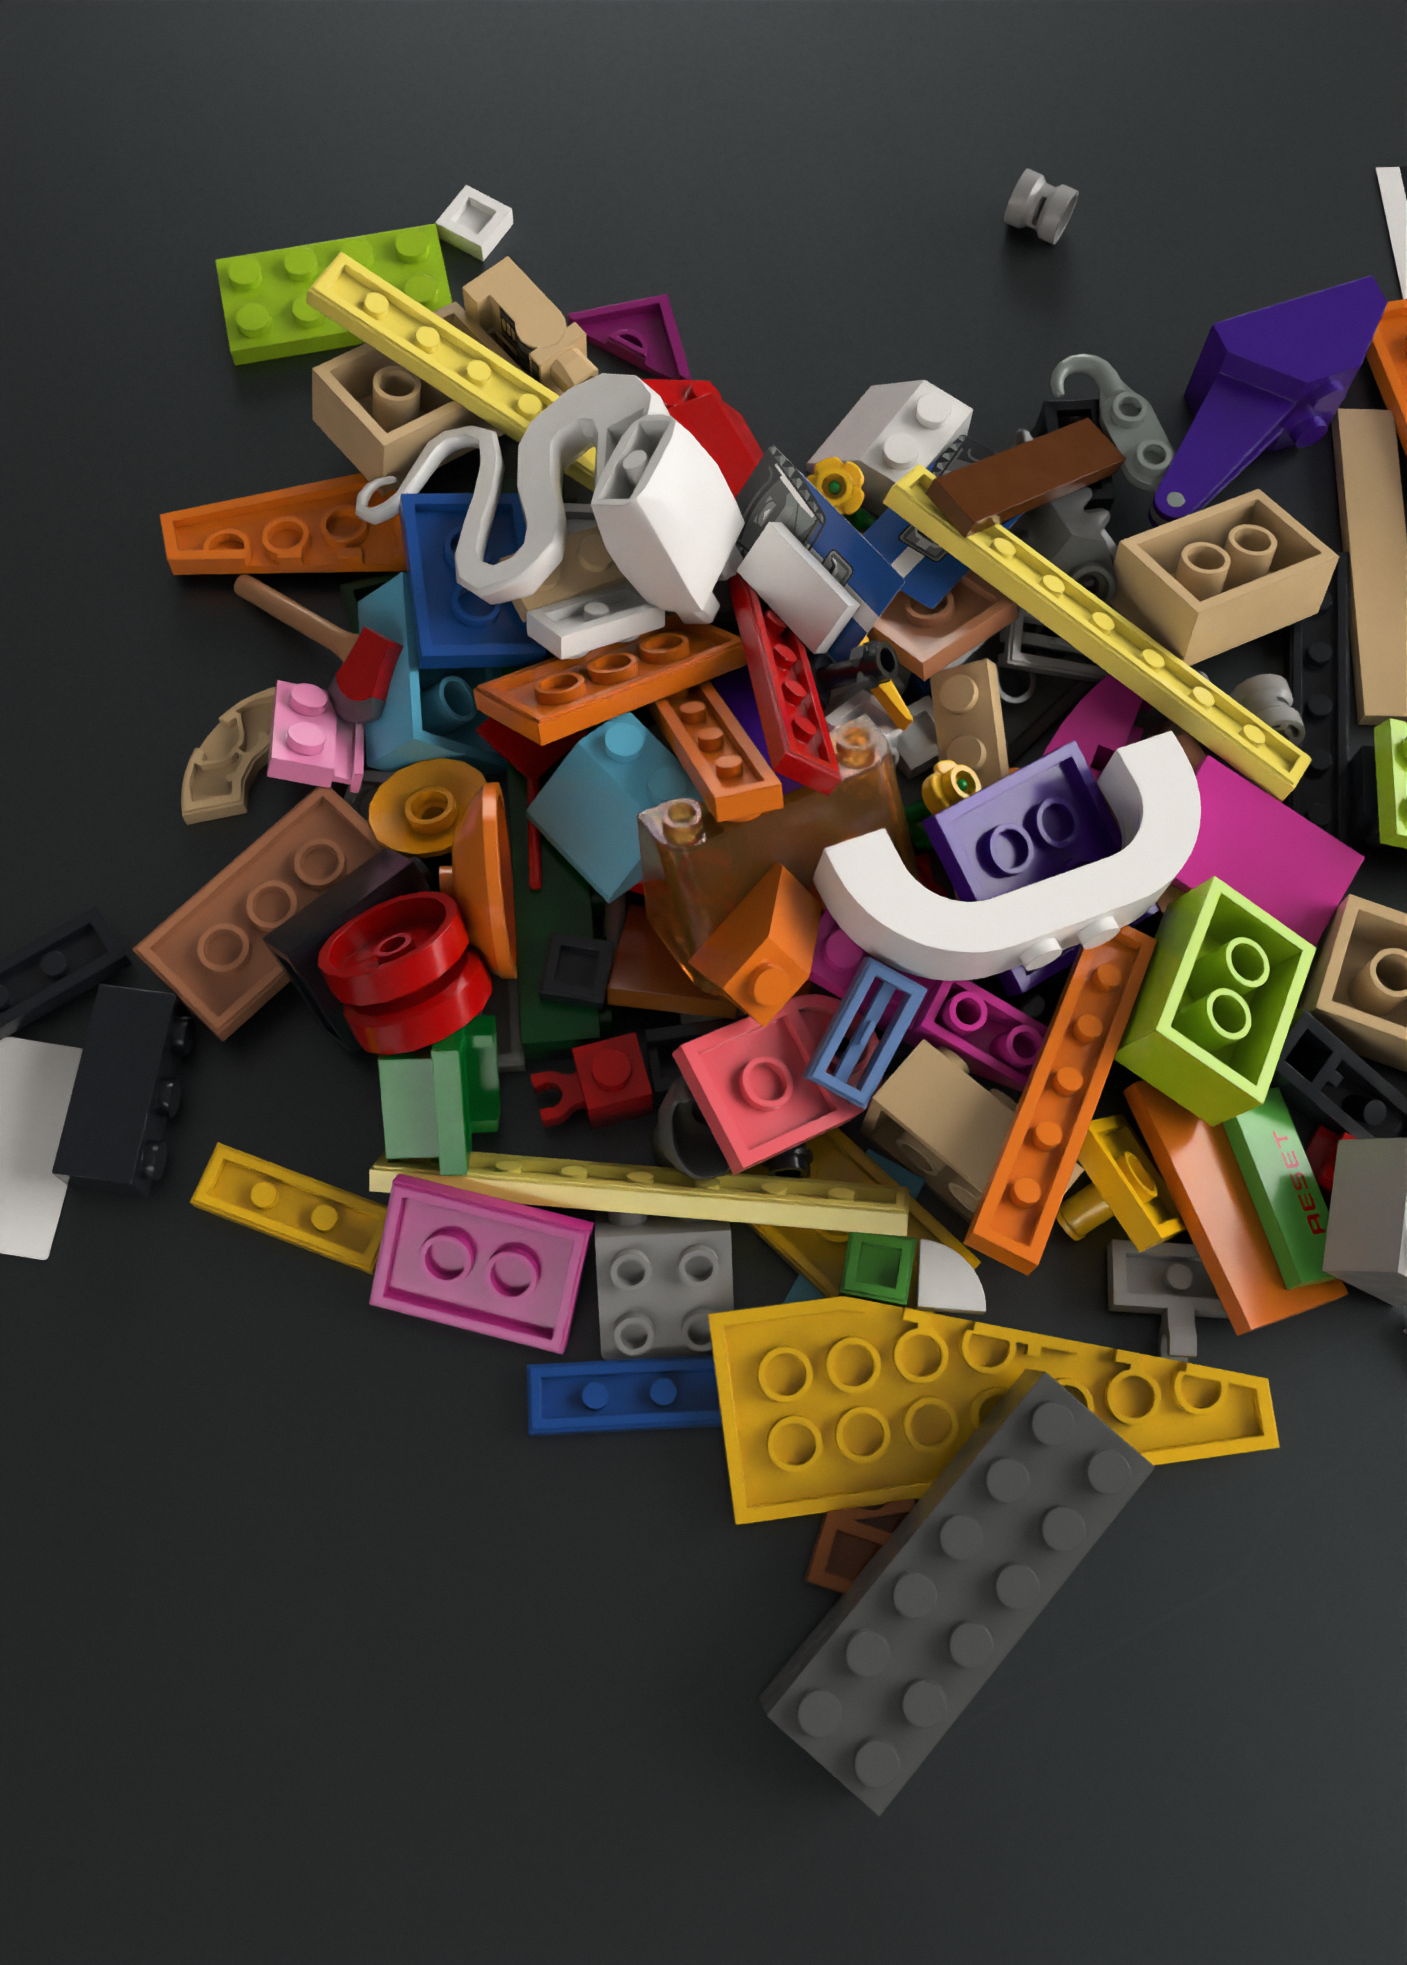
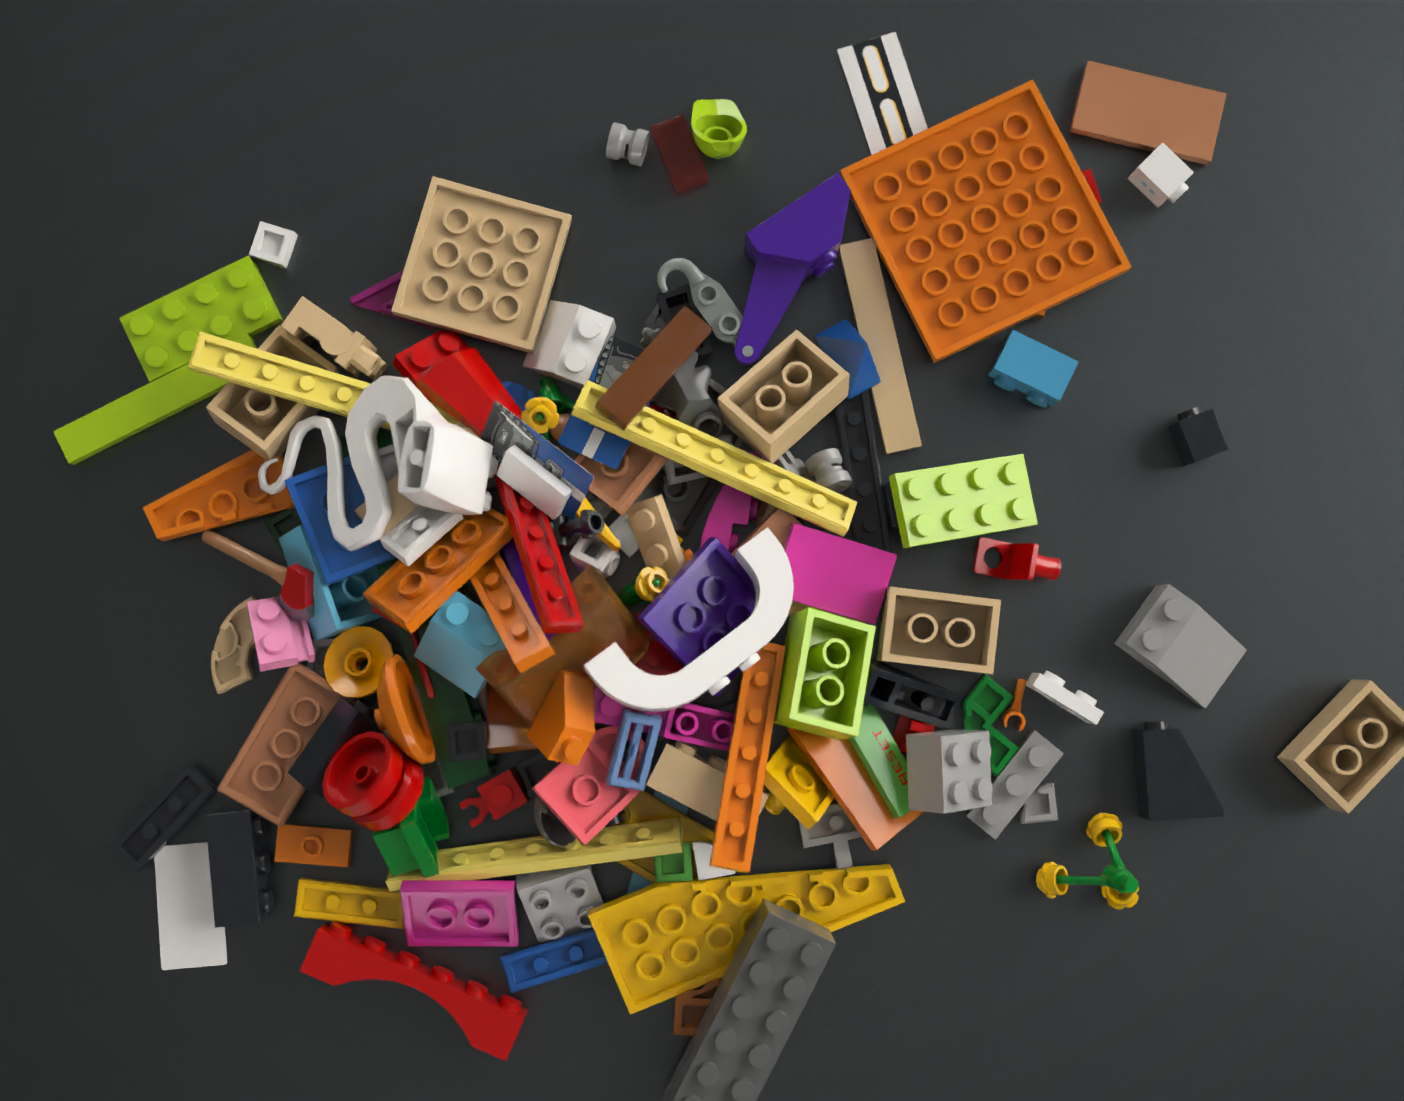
camera: 10 degrees left, 15 degrees up
(198, 388) = (138, 410): none -> lime tile
(261, 1094) = (314, 845): none -> orange plate
(470, 1465) = (343, 957): none -> red arch
(782, 310) = (482, 264): none -> tan plate
(1114, 243) = (679, 154): none -> clear red tile
(1181, 218) = (717, 127): none -> lime piece
(1353, 580) = (852, 353): none -> blue slope

